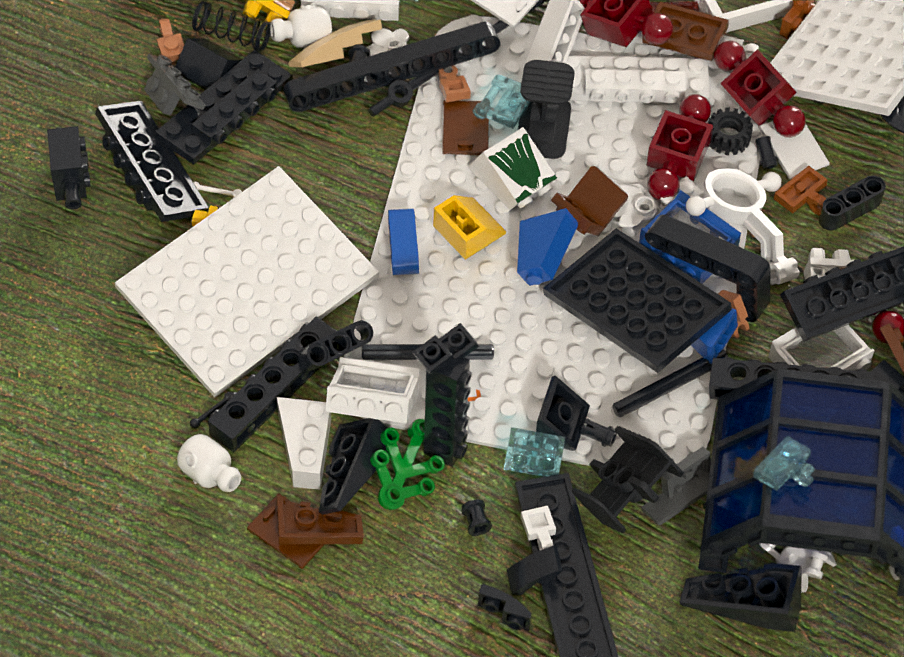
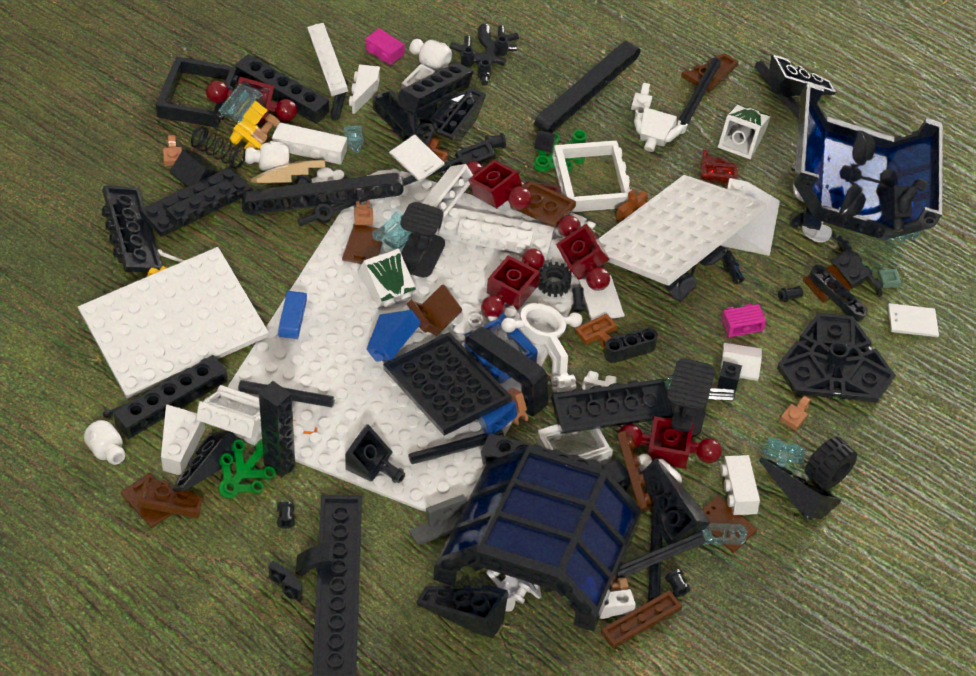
camera: 10 degrees right, 5 degrees down
(68, 165) = (71, 221): black brick -> none
(168, 86) = (160, 180): dark grey bracket -> none
(345, 339) = (227, 372): black beam -> none
(446, 350) = (271, 385): black slope -> none
(466, 225) = (341, 310): yellow slope -> none
(534, 452) = (340, 476): clear light blue brick -> none
(539, 526) = (326, 527): white plate -> none
(626, 477) = (398, 505): black piece -> none
(785, 462) = (507, 510): clear light blue plate -> none

